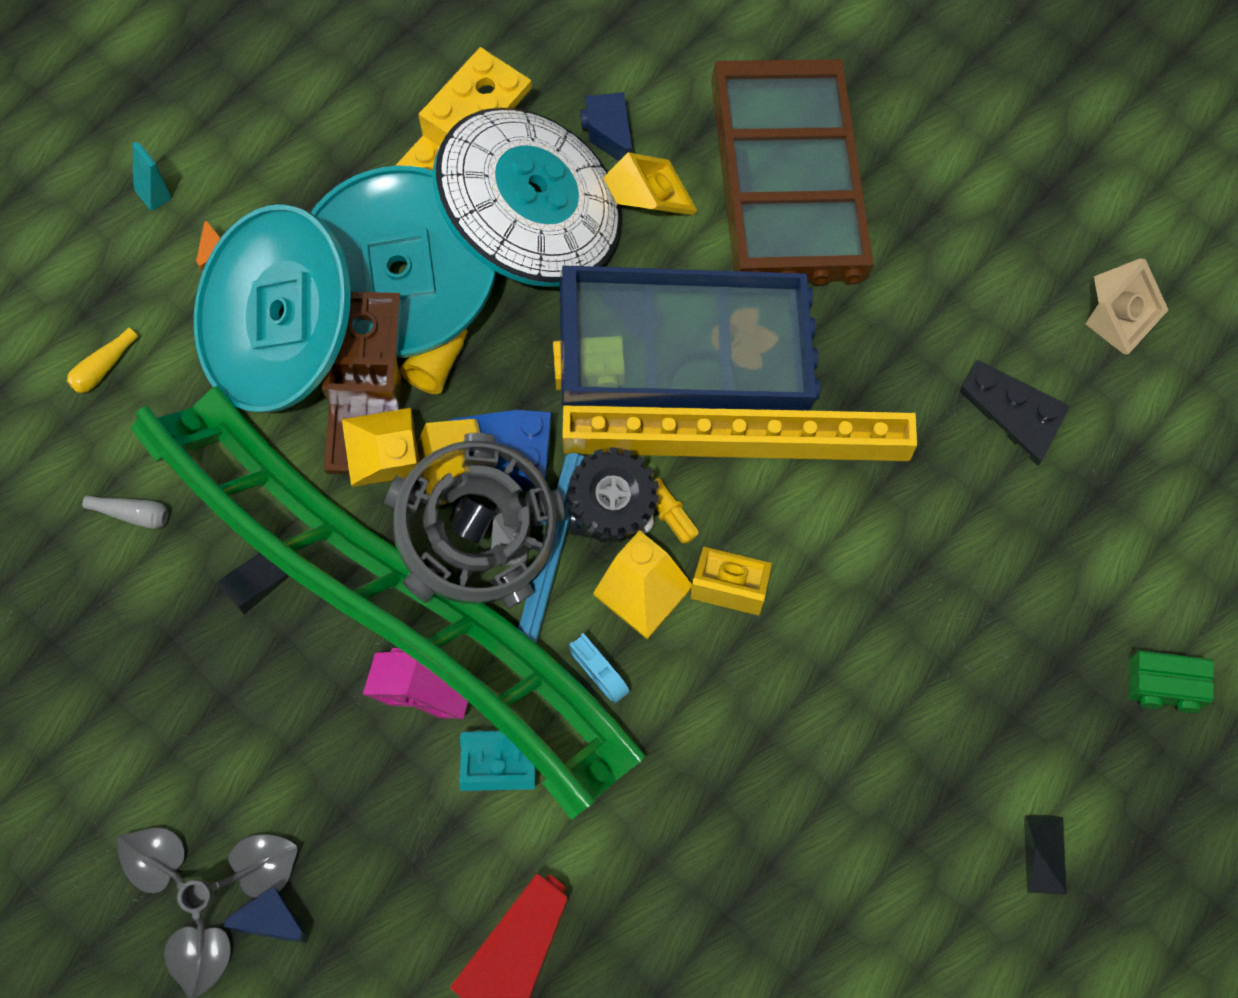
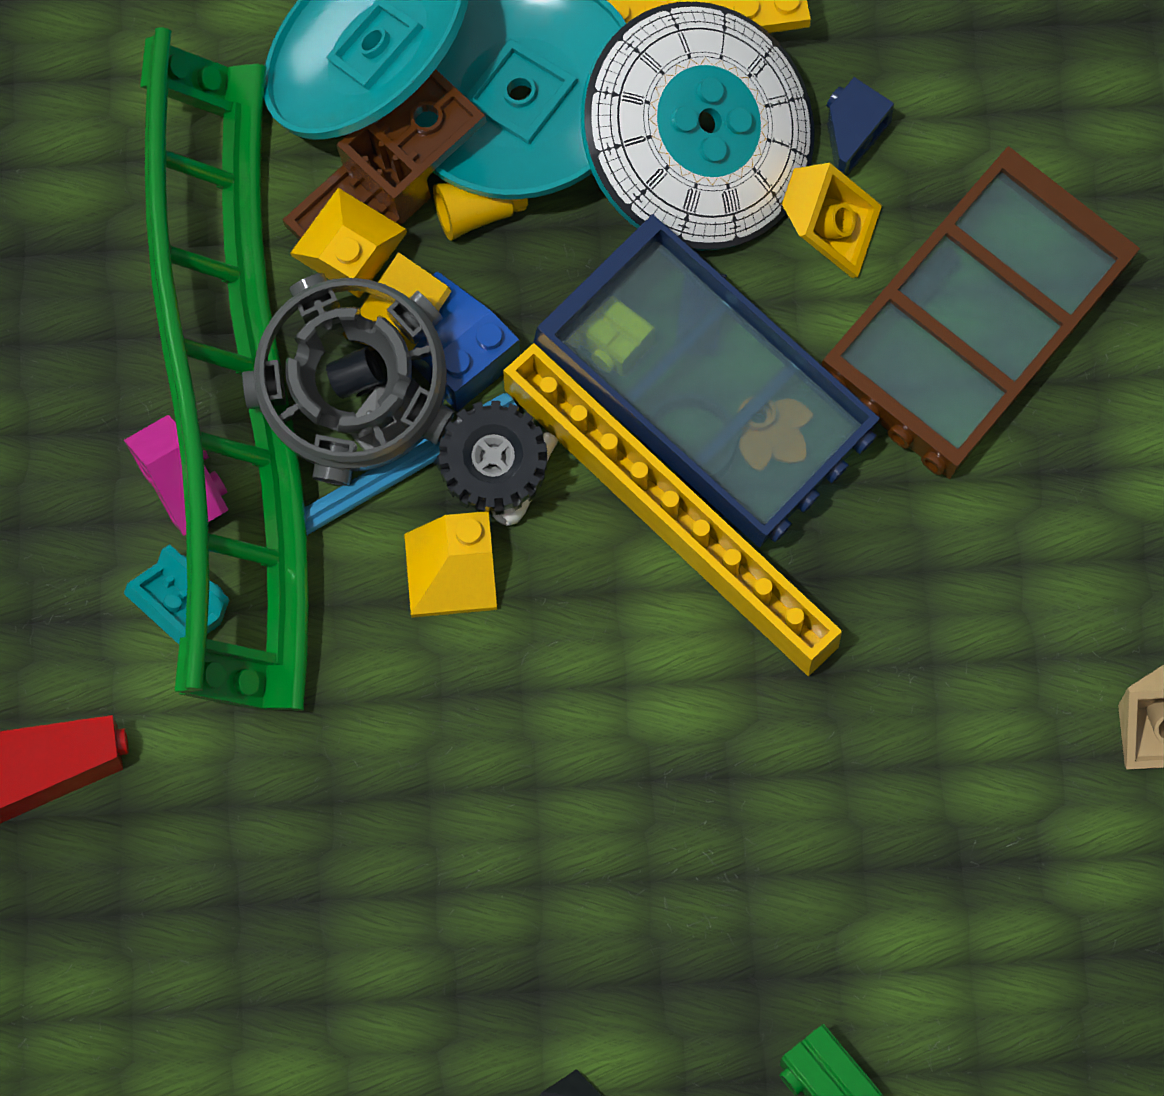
camera: 45 degrees right, 0 degrees up
(134, 511) = (96, 118): light grey piece -> none
(252, 582) = (128, 265): black slope -> none
(598, 669) = (339, 600): medium azure piece -> none
(673, 515) = (543, 524): yellow axle -> none
(731, 581) = (532, 630): yellow slope -> none
(1018, 408) = (962, 724): black wing -> none

